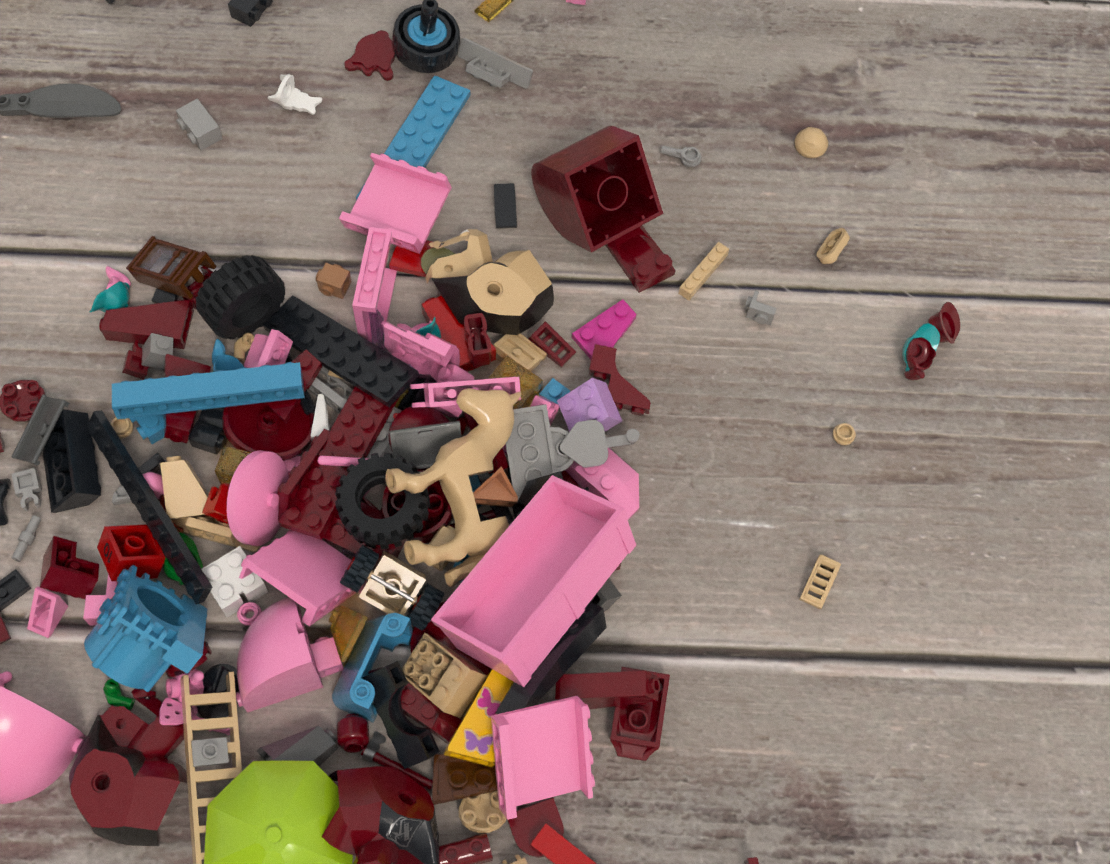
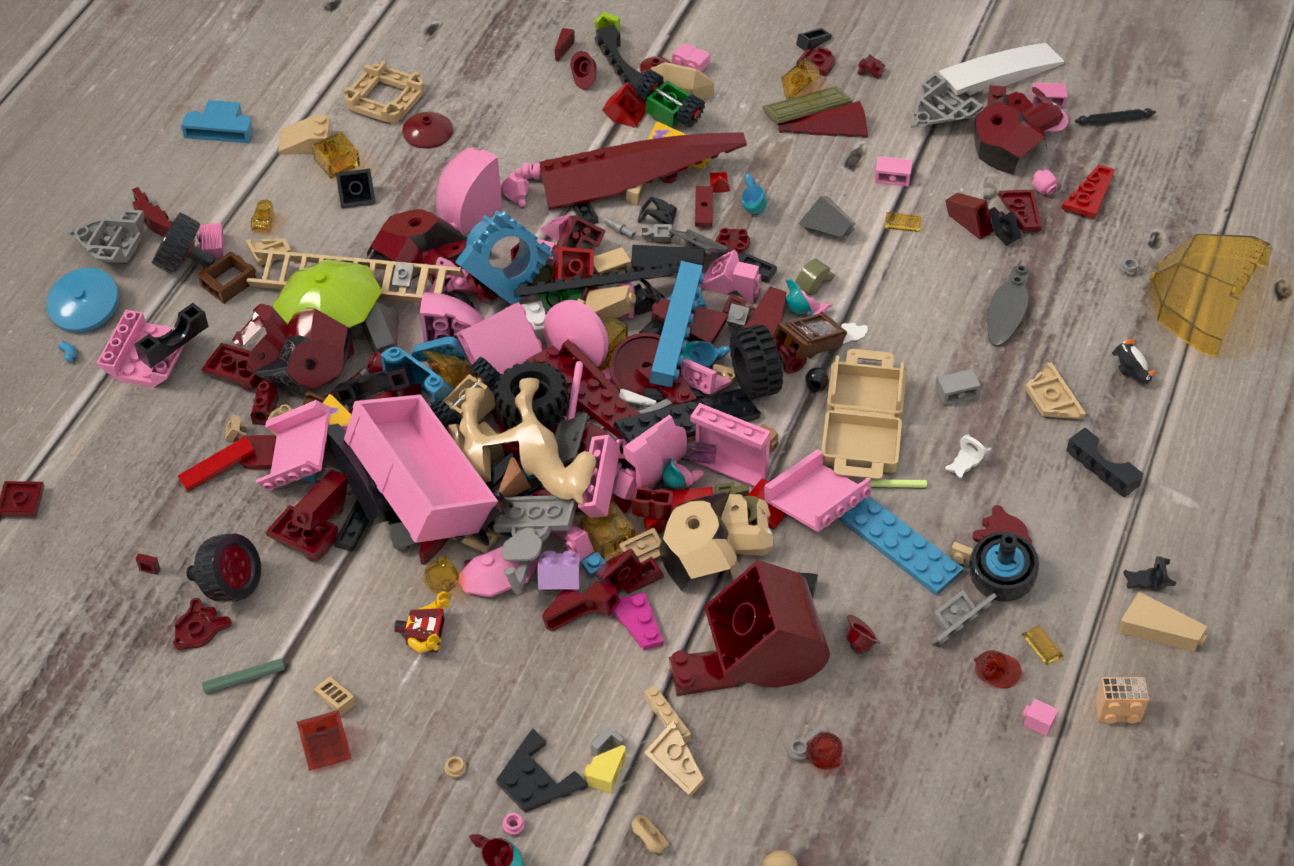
camera: 115 degrees right, 15 degrees down
(61, 366) = (766, 269): none -> black hinge
(68, 292) = (813, 275): none -> olive brick
(86, 389) = (720, 273): none -> bright pink slope
(99, 513) = (611, 261): none -> tan brick
(100, 351) = (746, 281): none -> bright pink slope
(135, 242) = (854, 332): none -> white sticker
(147, 451) = (651, 292): none -> black plate
(182, 45) = (1053, 396): none -> tan wing
(226, 251) = (816, 379): none -> black piece
(242, 197) = (864, 415): none -> tan piece
(325, 655) = (446, 345): none -> dark azure beam
(345, 153) = (899, 483): none -> yellowish green bar
(414, 294) = (725, 487): none -> olive plate
(420, 79) = (961, 554): none -> tan plate
(540, 29) = (997, 669): none -> clear red piece
(549, 136) = (860, 635): none -> dark red piece
(567, 355) = (620, 570): none -> dark red slope
(603, 660) = (352, 529): none -> black tile
(643, 527) = (441, 575): none -> clear yellow cap
(688, 131) = (825, 751): none -> clear red cap
(706, 522) = (425, 625): none -> torso
(739, 757) = (226, 568): none -> black wheel
(750, 246) = (675, 759): none -> tan wing
(788, 299) = (605, 769): none -> light yellow slope
(801, 772) = (198, 626): none -> dark red tile
(827, 366) = (528, 783): none -> black wing
(840, 688) = (243, 676): none -> sand green axle
(877, 356) = (511, 819): none -> bright pink plate
(878, 564) = (324, 740): none -> clear red slope

